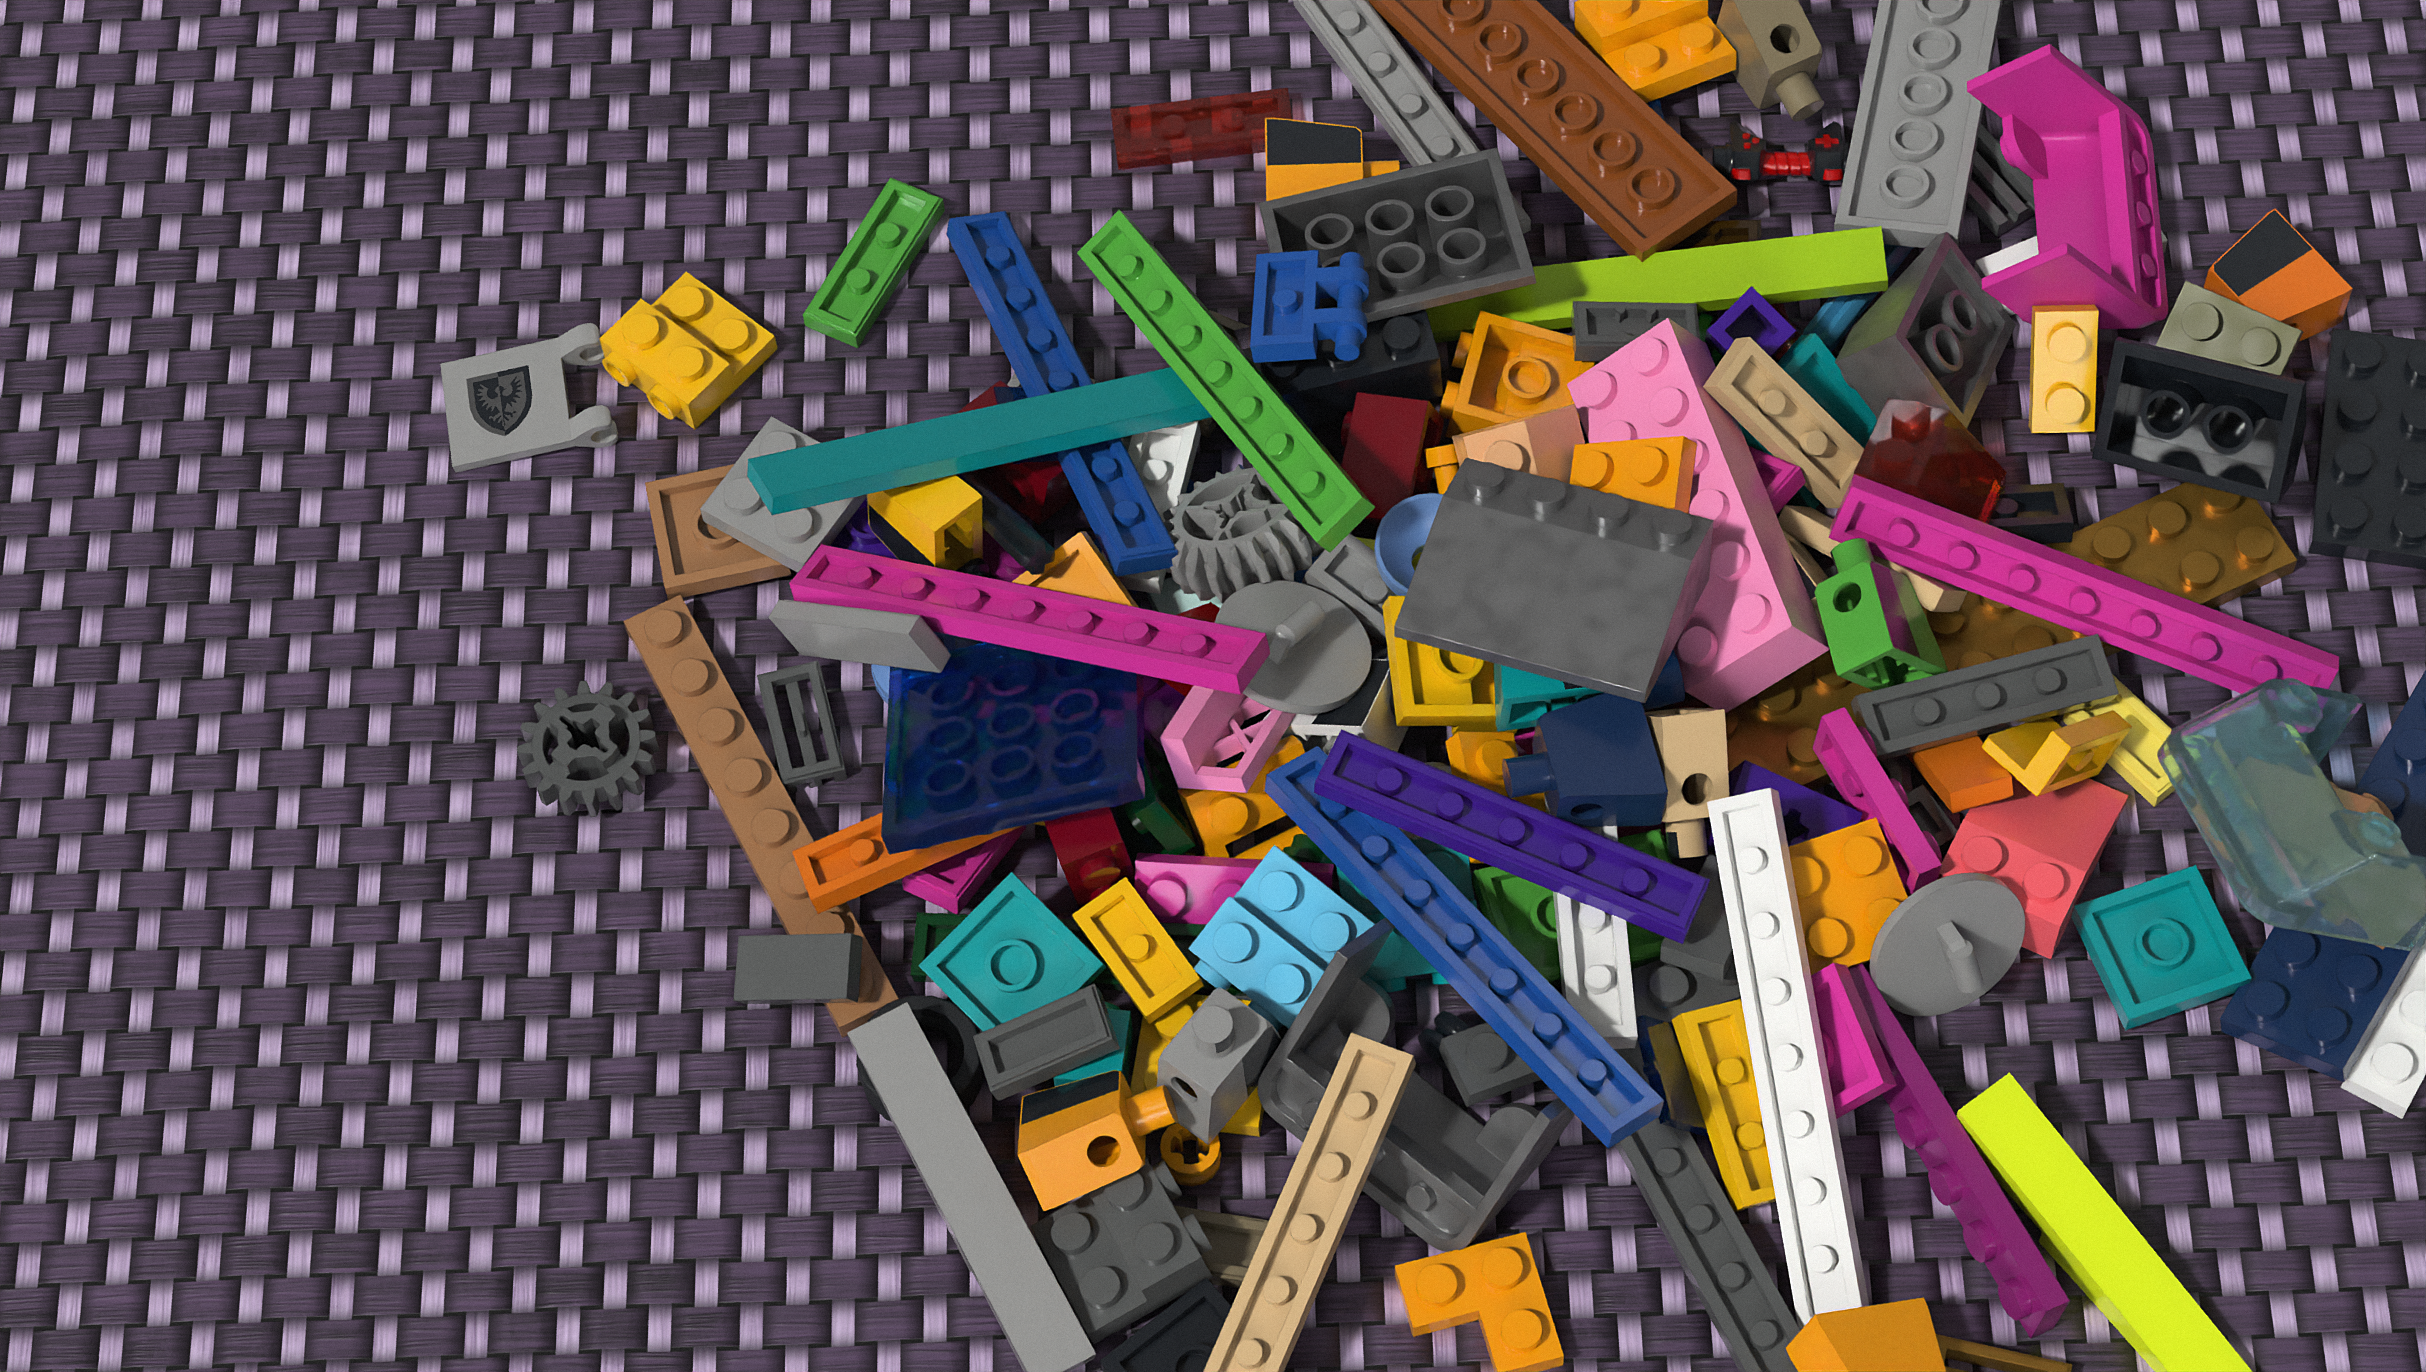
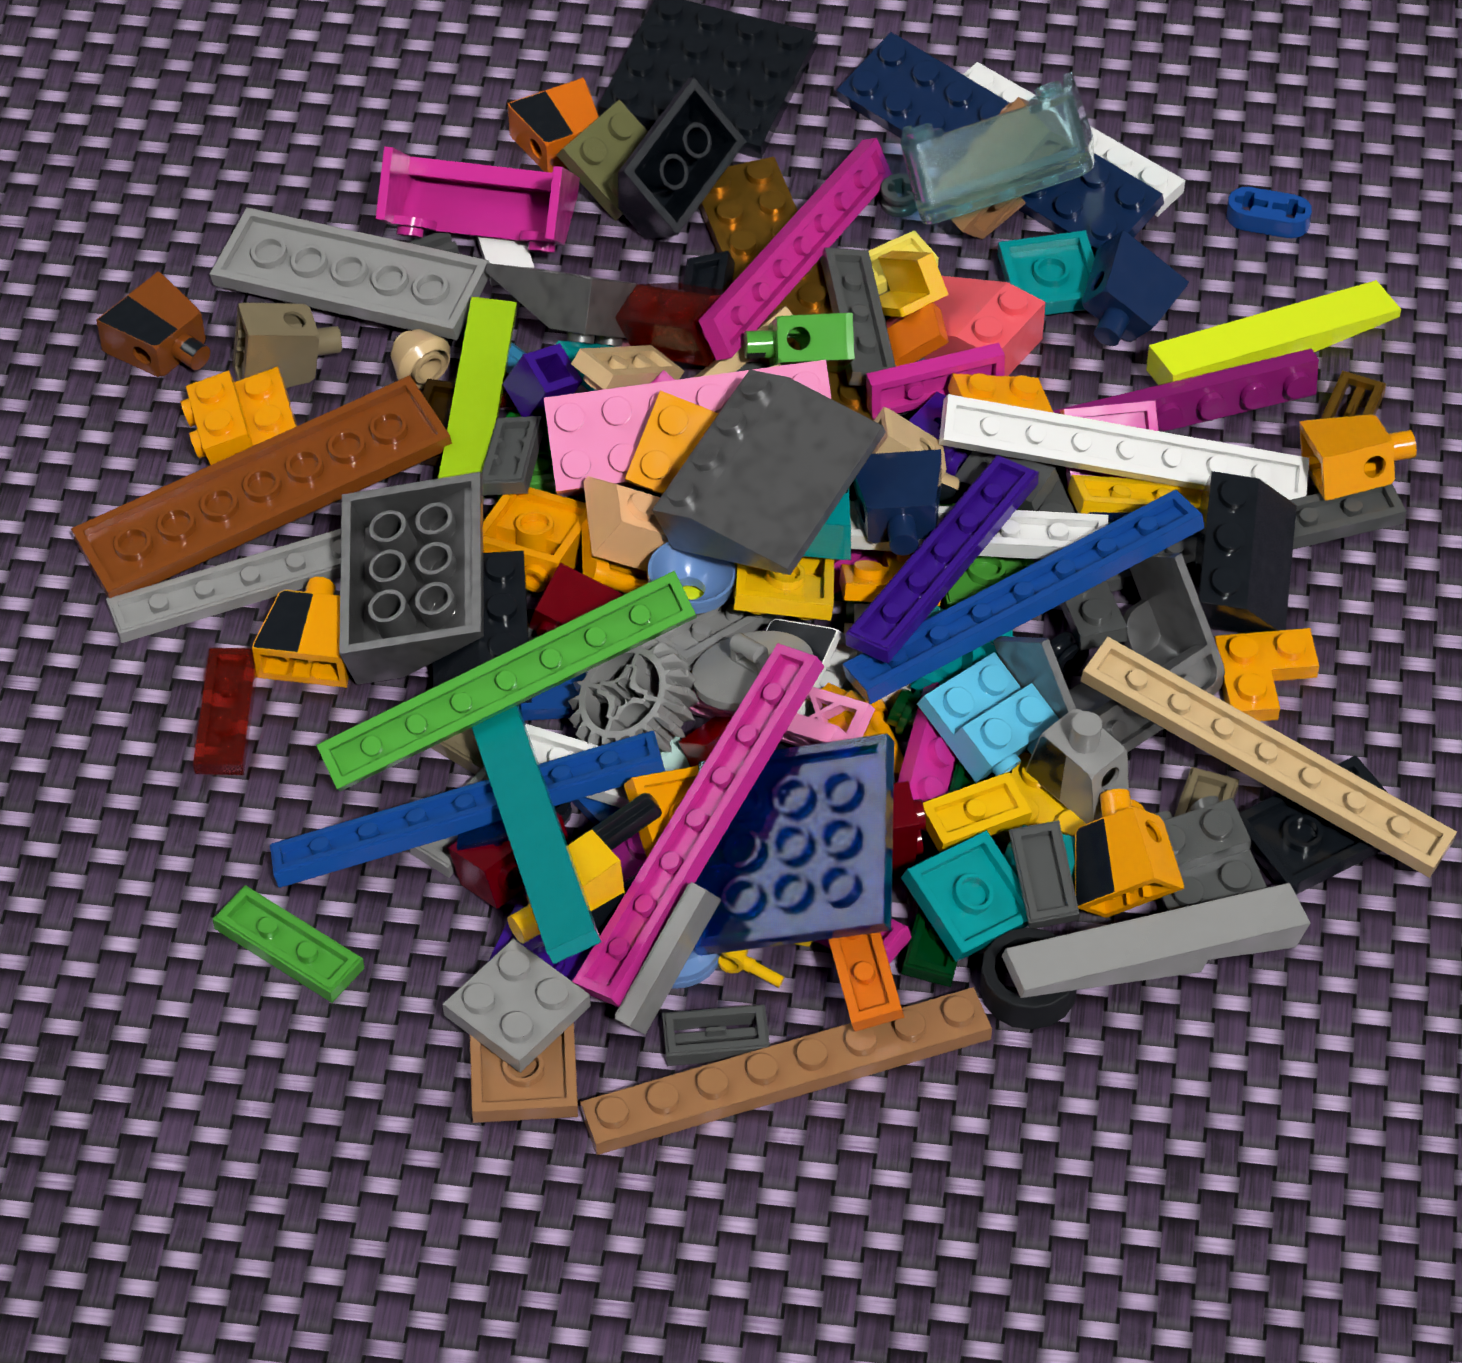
camera: 85 degrees left, 10 degrees down
(519, 404) = (355, 1215): light grey flag -> none
(586, 772) = (713, 1175): dark grey gear -> none
(686, 350) = (340, 1080): yellow plate -> none
(798, 968) = (944, 1042): dark grey tile -> none
(1288, 309) = (471, 619): blue plate -> none
(1645, 1242) = (1244, 554): none -> black slope
(1746, 157) = (377, 342): black piece -> none
(1799, 202) = (420, 356): none -> tan cone
(1947, 944) = (1044, 362): light grey shield -> none
(2063, 368) = (604, 234): yellow plate -> none
(2125, 1044) = (1129, 289): none -> dark blue torso
(2394, 1237) = (1269, 212): none -> blue beam

